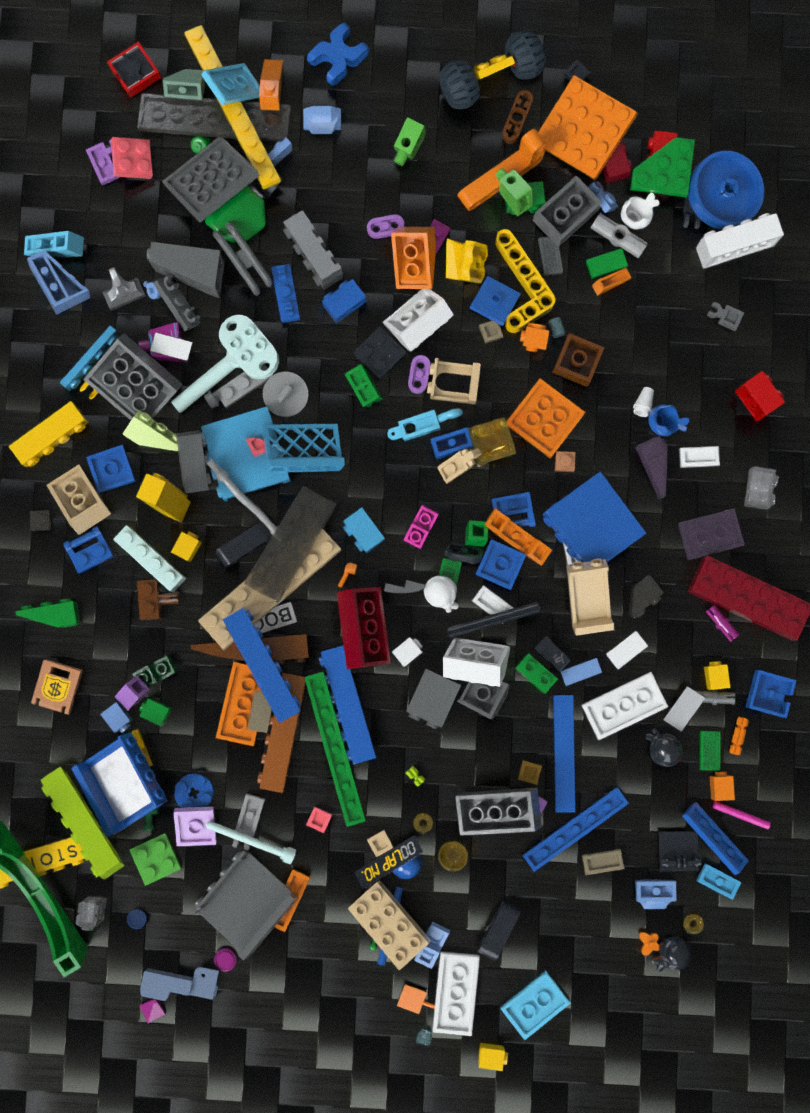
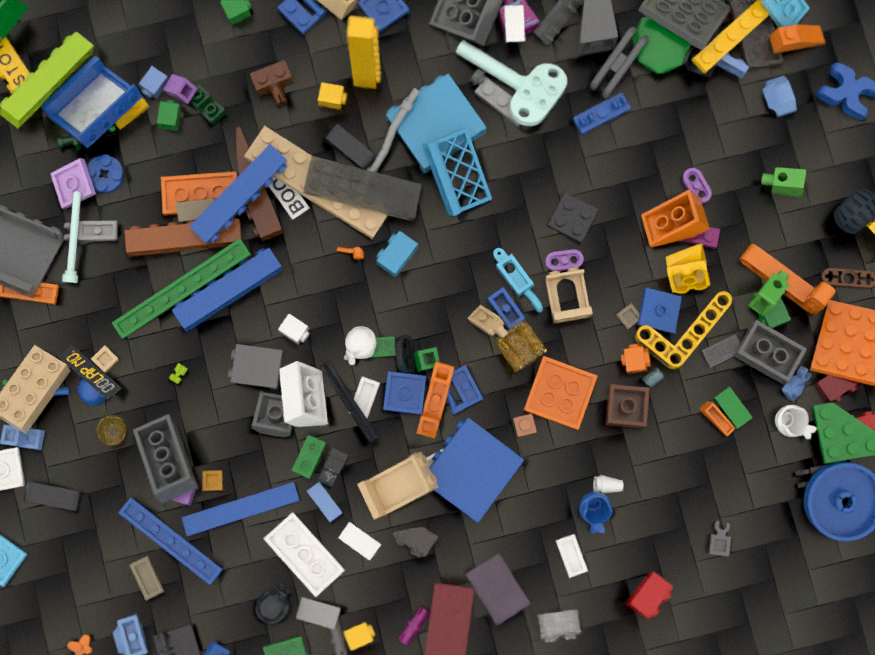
camera: 70 degrees right, 5 degrees down
(56, 690) = (162, 21): nougat container -> none
(149, 558) = (309, 66): light aqua brick -> none
(150, 433) = (427, 30): yellowish green slope -> none
(155, 859) = (33, 158): bright green plate -> none
(193, 461) = (412, 75): dark grey brick -> none
(256, 445) = (444, 128): coral tile -> none
(285, 394) = (505, 142): light grey shield -> none
(313, 250) = (650, 125): wedge -> none
(319, 819) = (111, 296): coral tile -> none
(344, 300) = (611, 168): blue brick -> none
(363, 385) = (536, 211): green hinge -> none
(363, 627) = (303, 279): dark red brick -> none
(410, 587) = (356, 312): dark grey slope -> none
(418, 318) = (617, 243): white slope -> none
(421, 526) = (418, 307): dark pink slope -> none
(423, 829) = (129, 394): clear yellow plate -> none
(608, 229) = (761, 423): light grey piece -> none
(654, 458) = (552, 512): clear purple slope -> none
(739, 240) = (798, 529): white brick -> none

